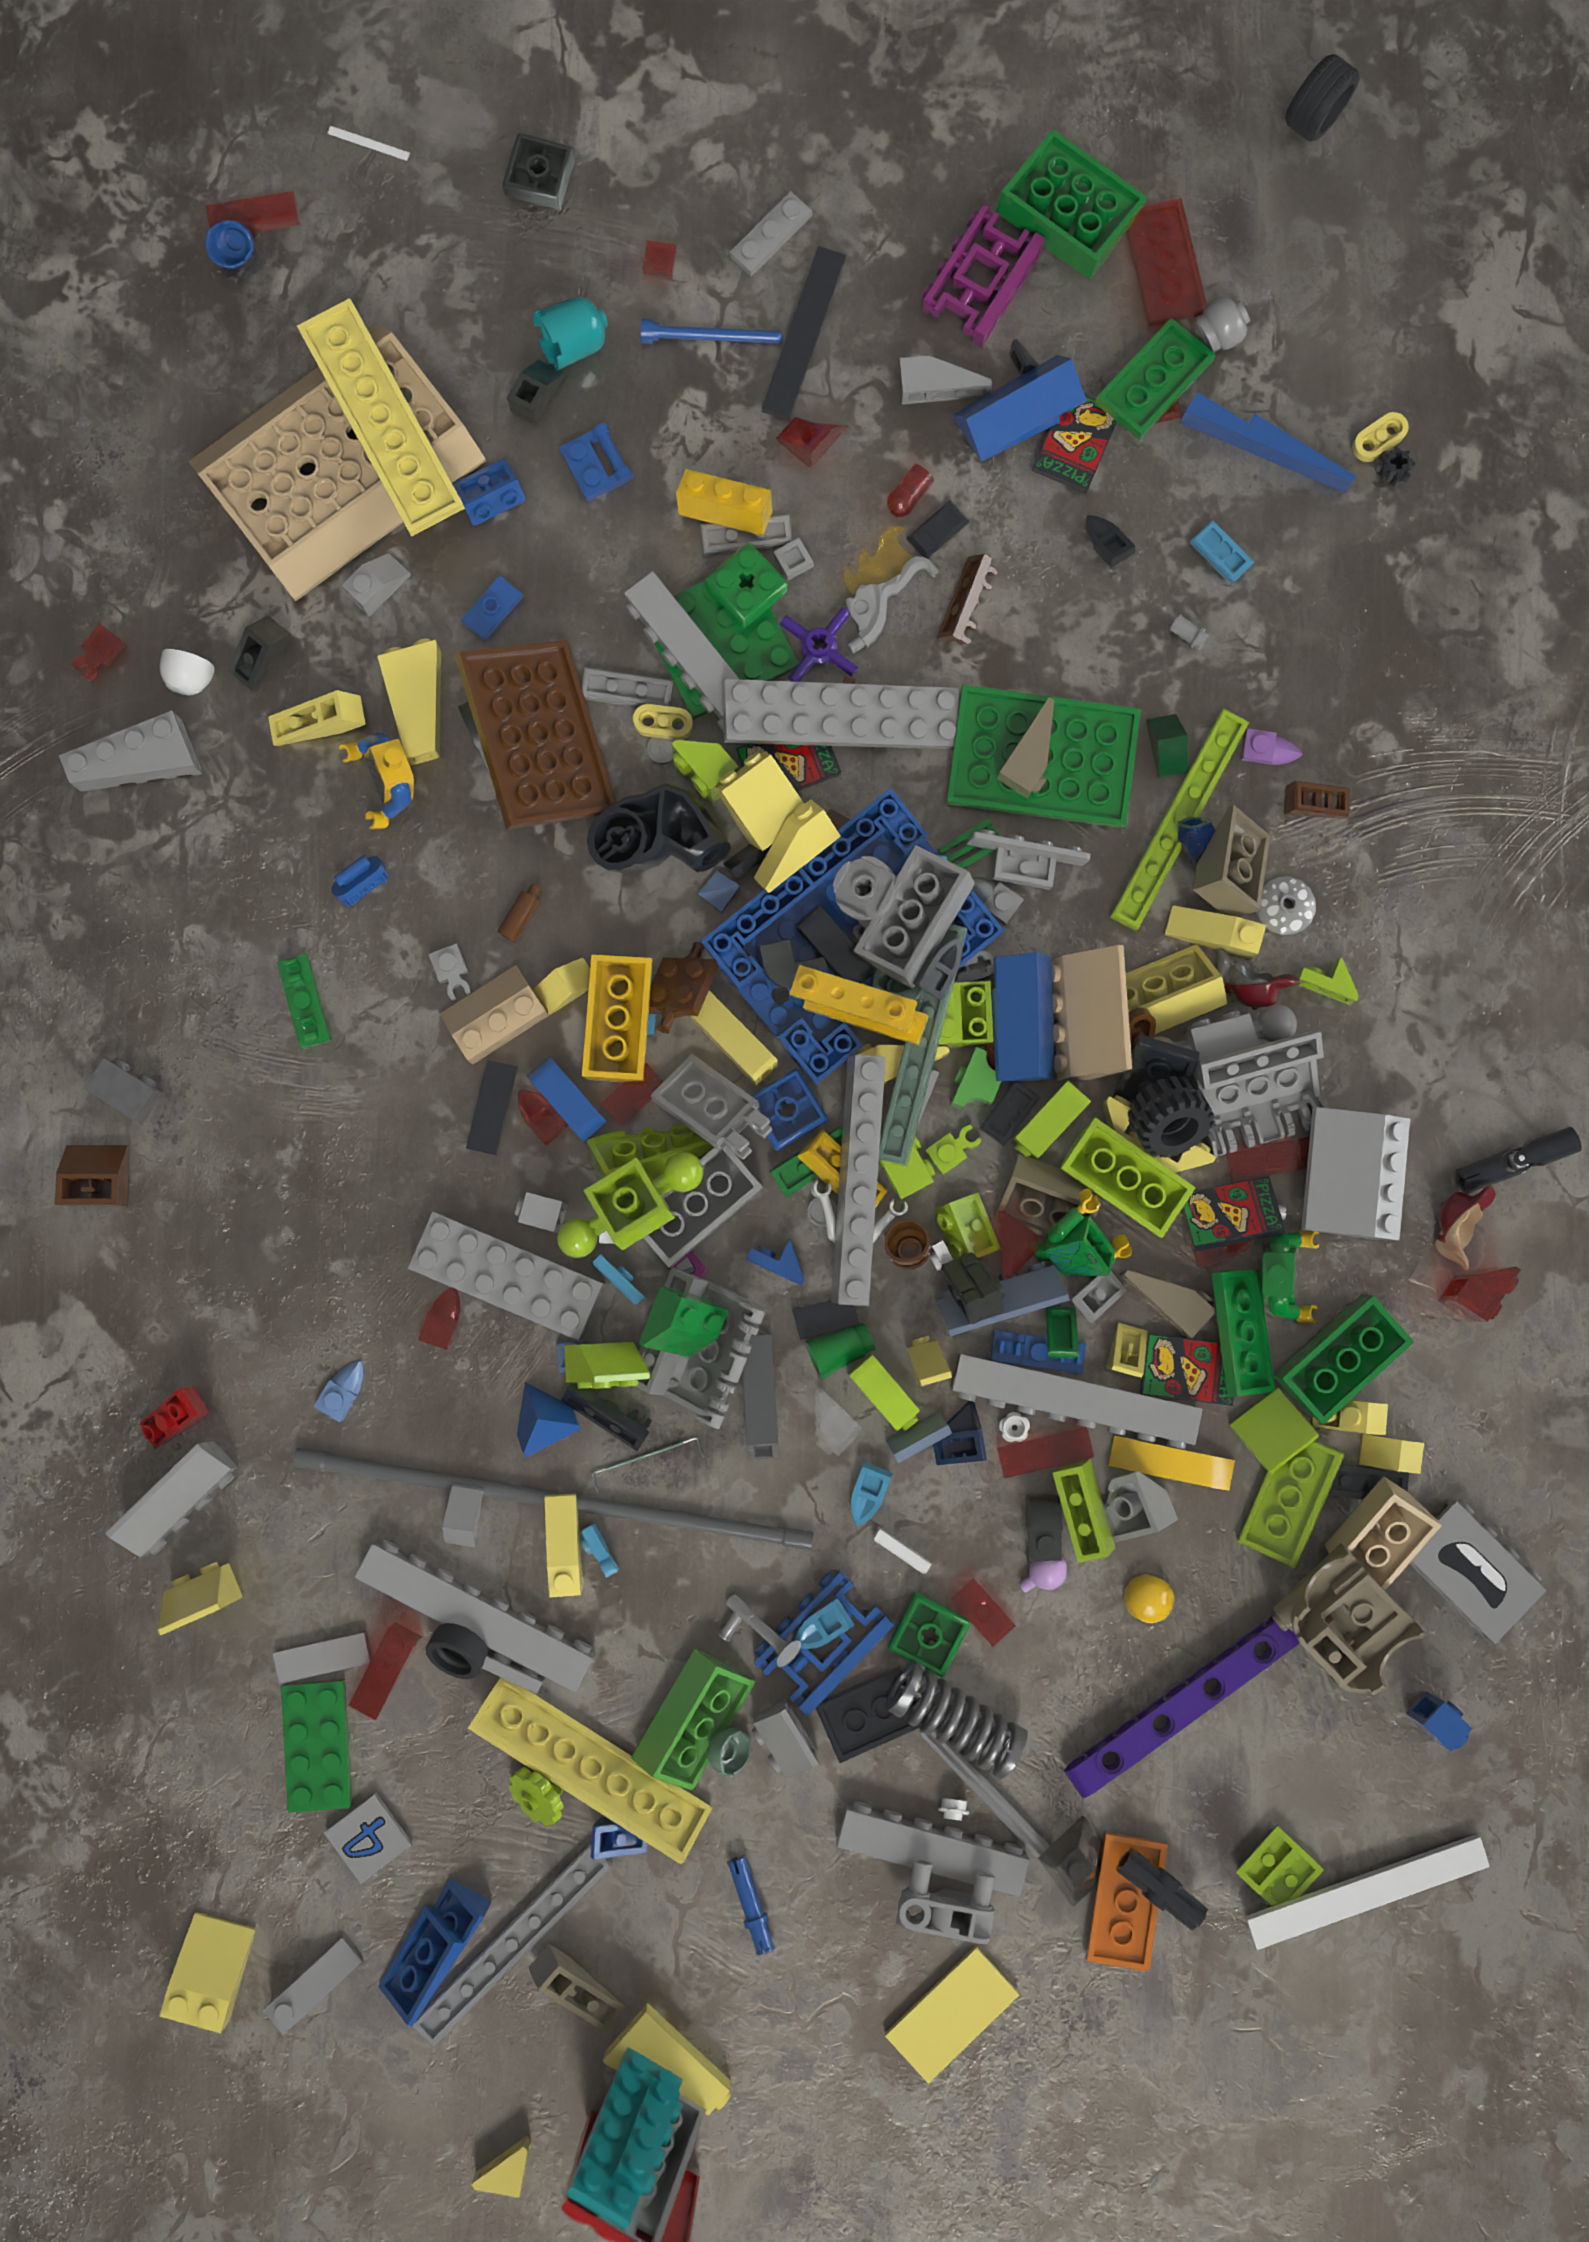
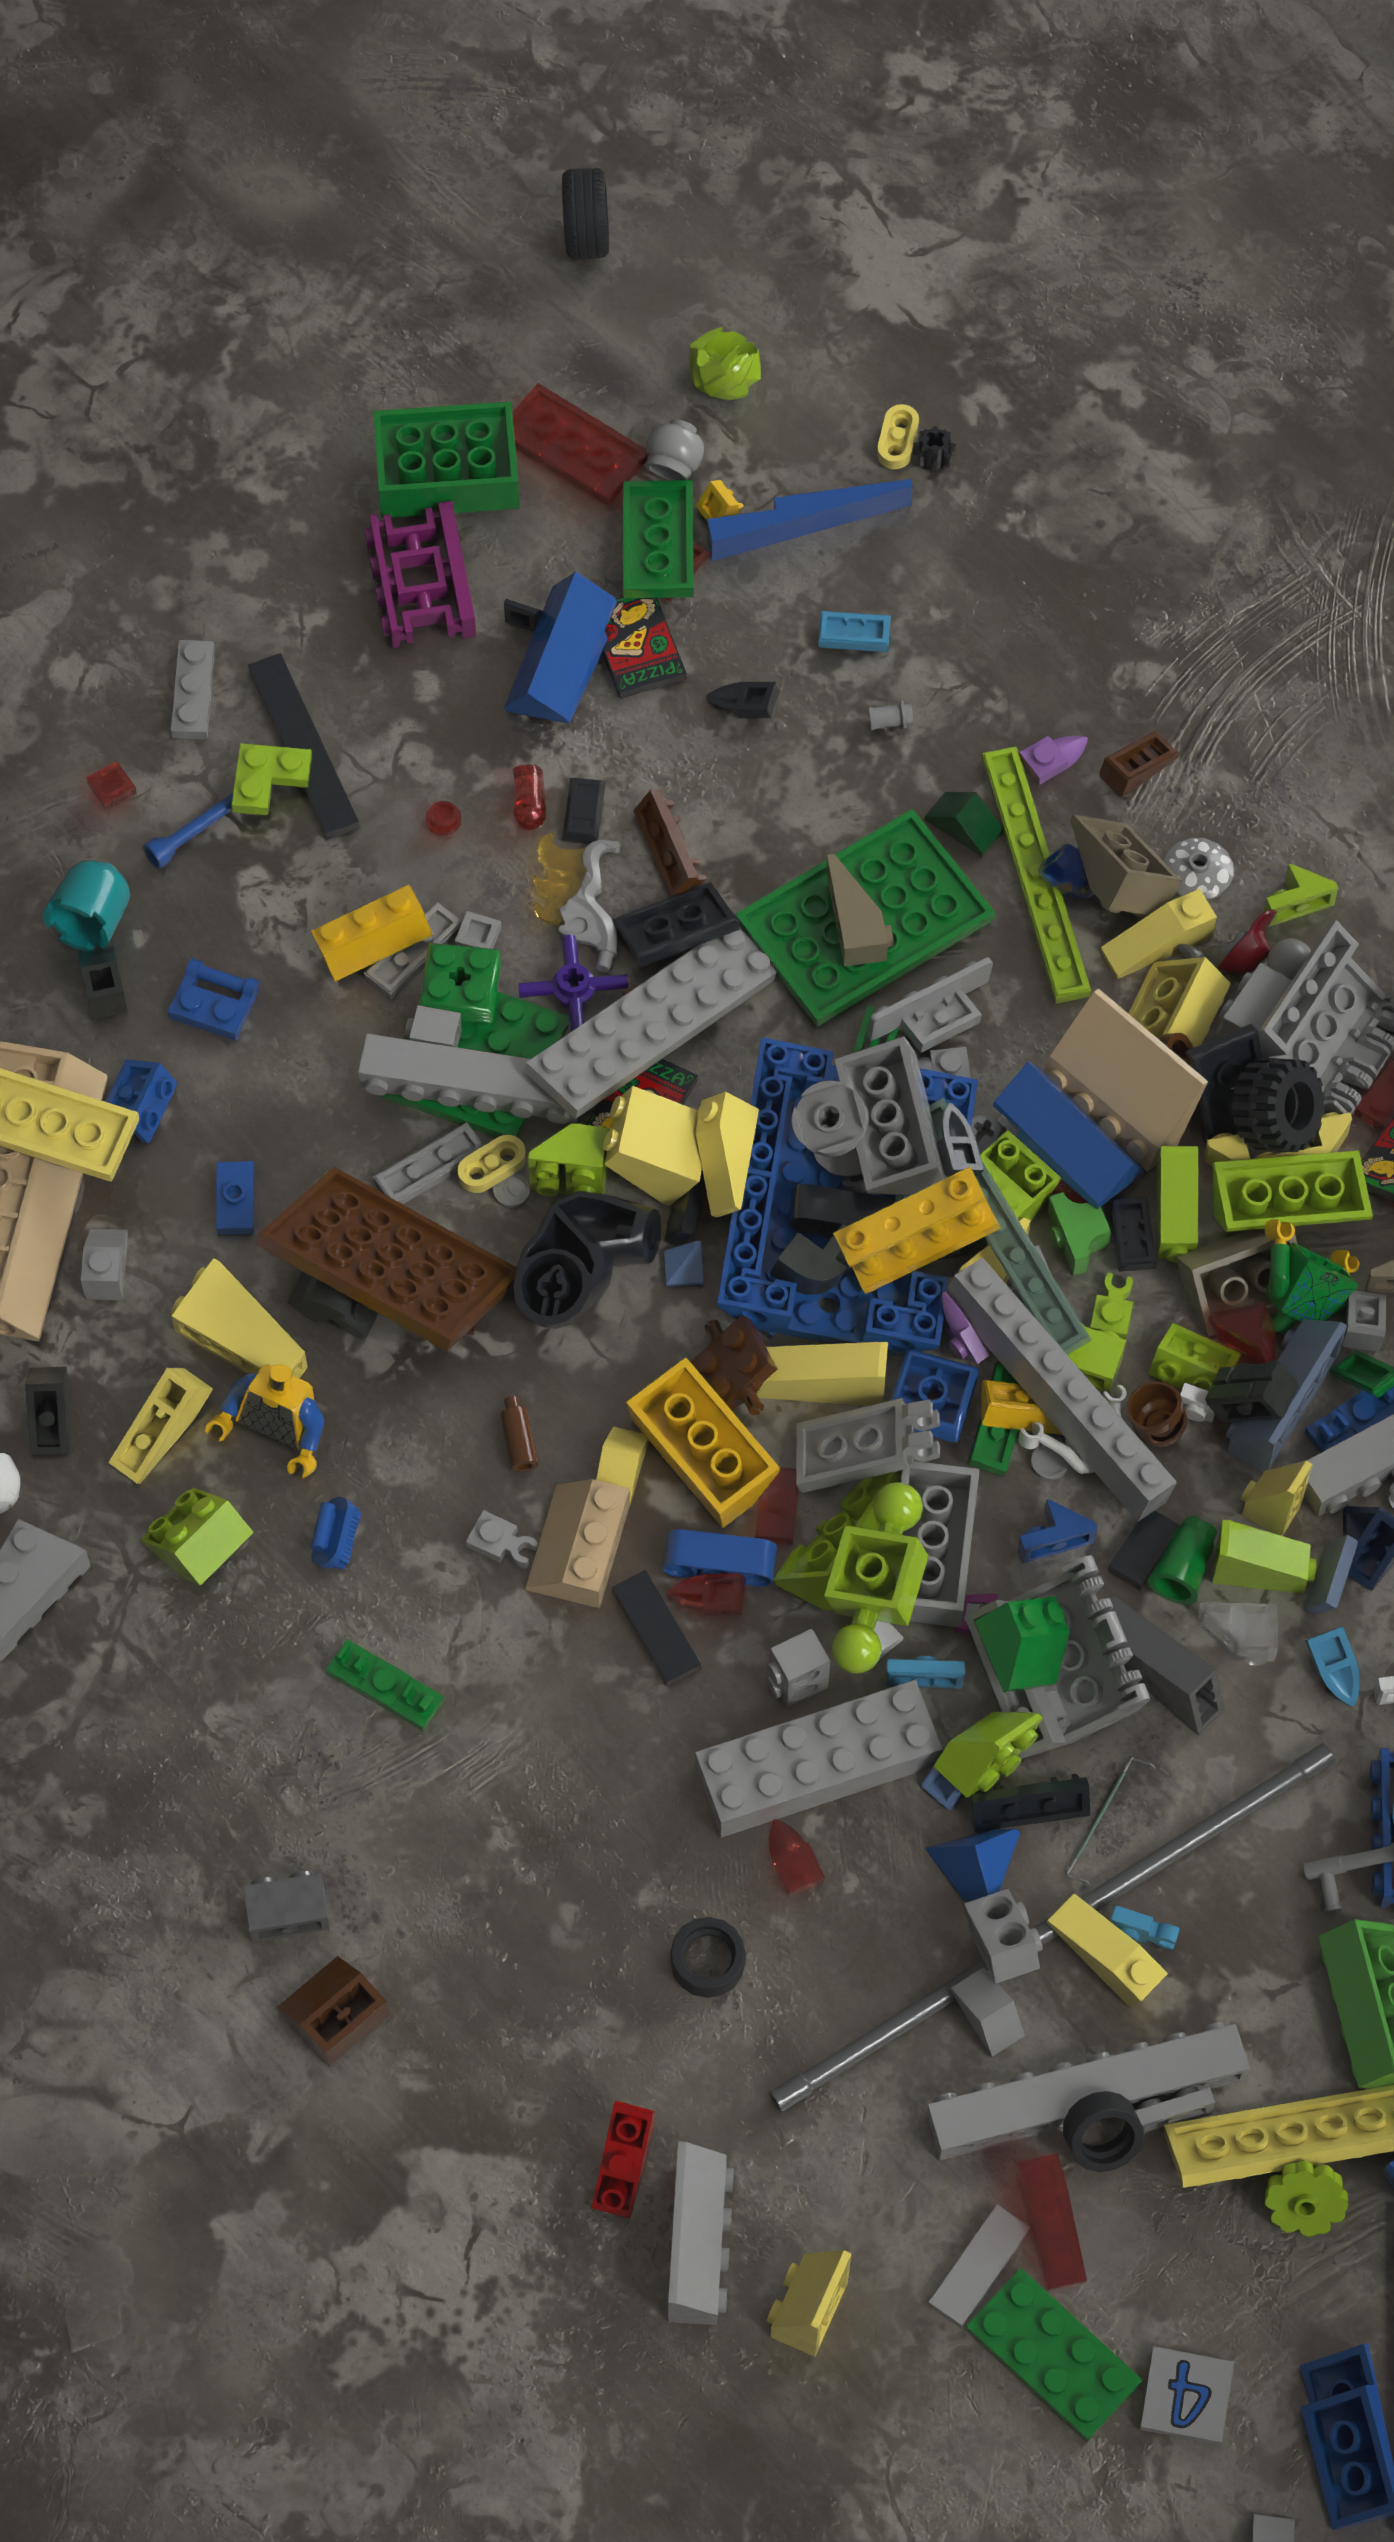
camera: 40 degrees left, 20 degrees down
(274, 810) = (197, 1535): none -> lime slope
(315, 1324) = (705, 1927): none -> black tyre
(341, 1391) = (760, 2007): medium blue plate -> none
(504, 1483) = (1003, 1935): none -> light grey brick
(700, 604) = (434, 1027): none -> light grey brick
(759, 327) = (260, 768): none -> lime plate
(809, 439) = (392, 828): clear red slope -> none
(836, 1092) = (964, 1340): none -> medium lavender plate
(844, 460) = (443, 818): none -> clear red plate
(919, 659) = (675, 924): none -> black tile
(935, 380) = (465, 688): light grey slope -> none
(1218, 385) = (718, 501): none -> yellow tile
(1313, 288) = (724, 364): none -> lime hair

